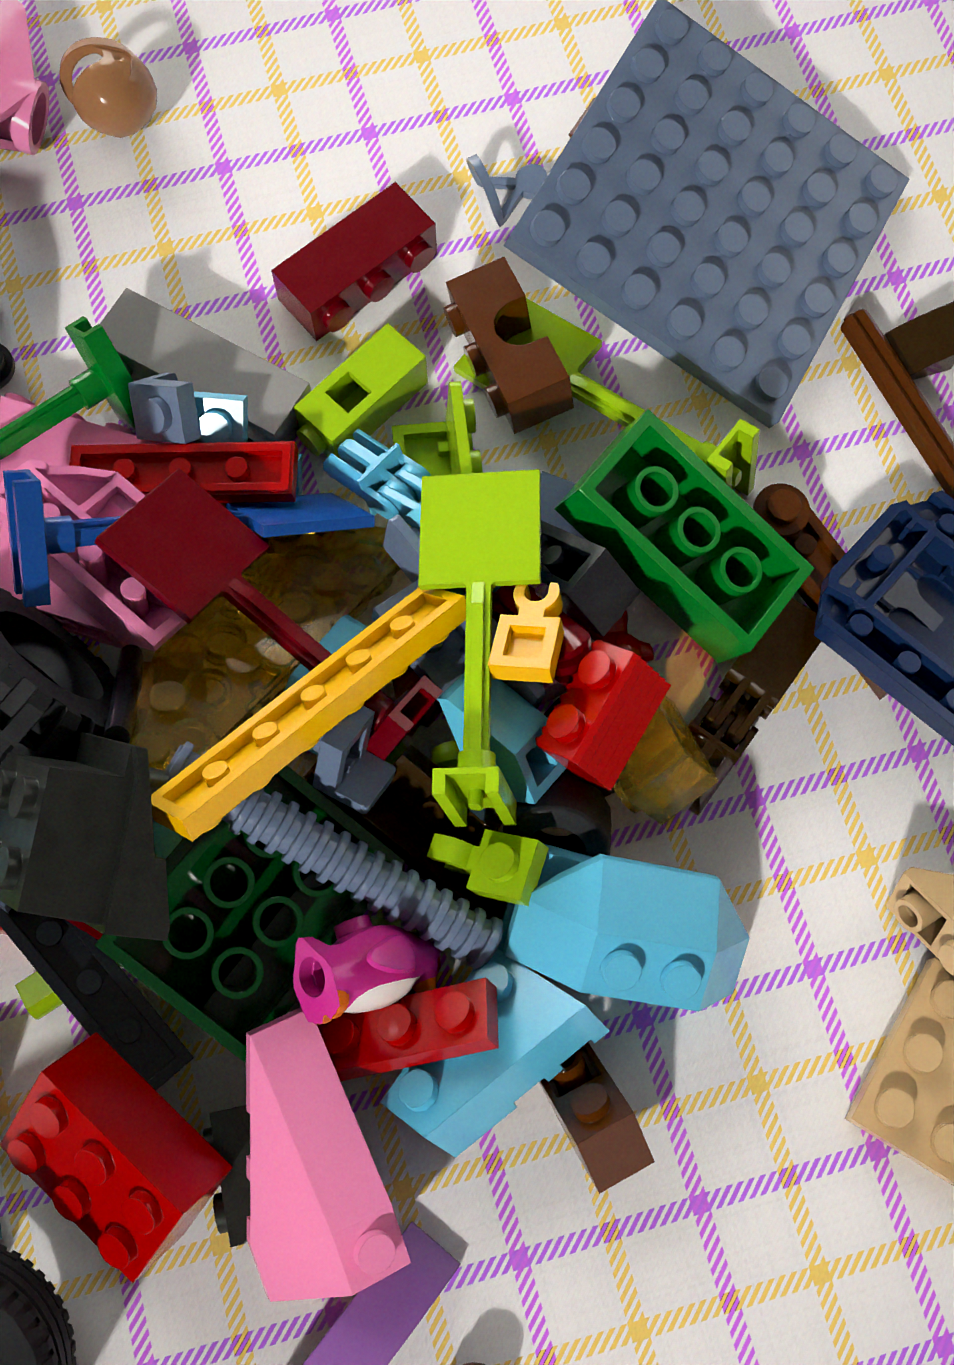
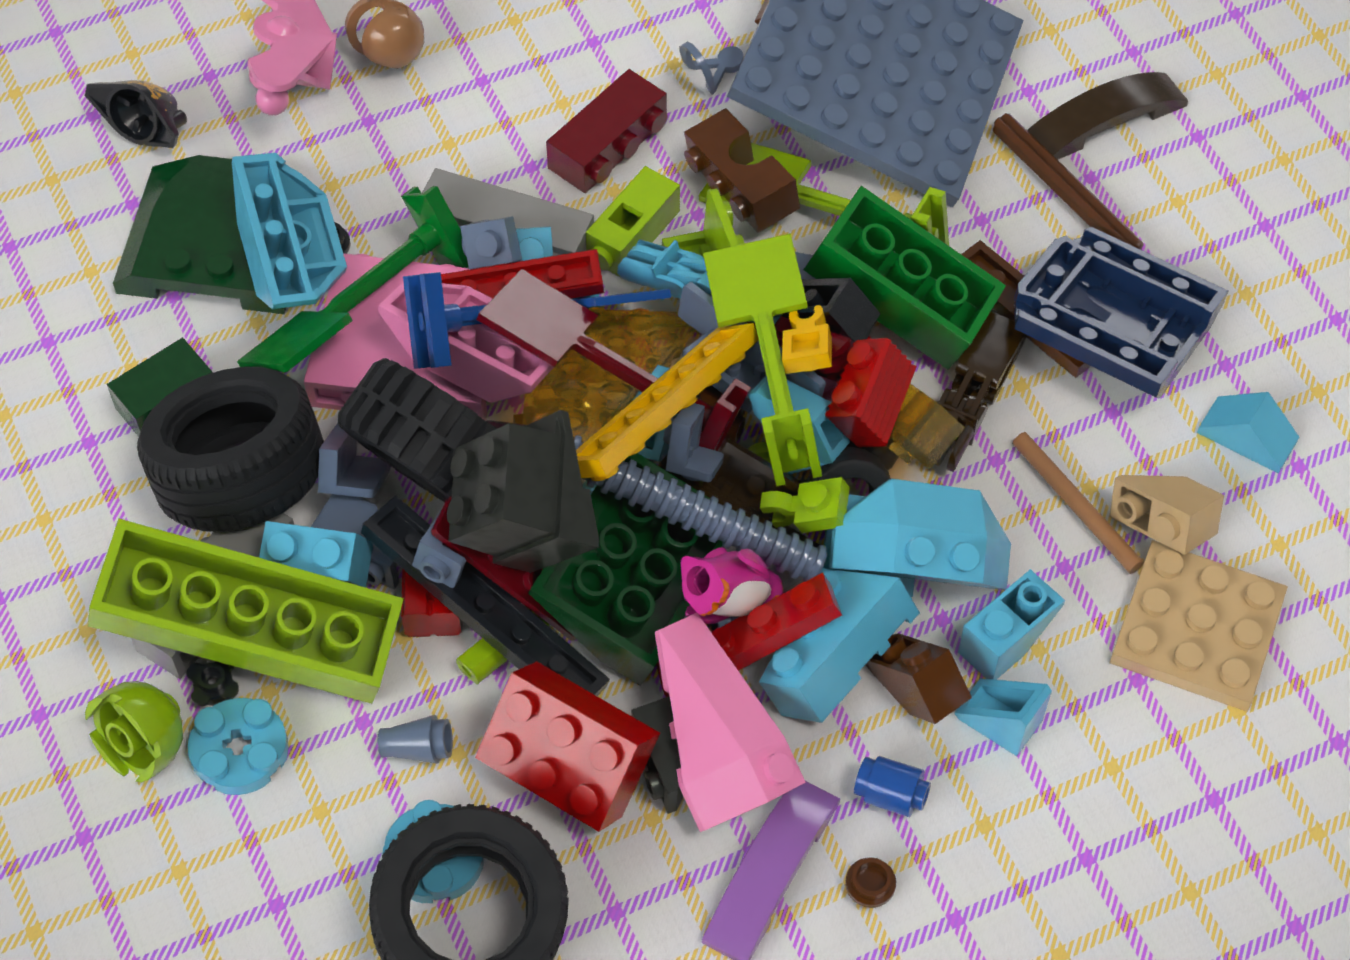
camera: 10 degrees left, 15 degrees down
(528, 1266) = (892, 785): none -> blue brick
(697, 1181) = (1006, 711): none -> medium azure slope
(727, 1061) = (1009, 625): none -> medium azure slope
(783, 508) = (977, 250): reddish brown plate -> none
(849, 883) = (1078, 503): none -> medium nougat bar

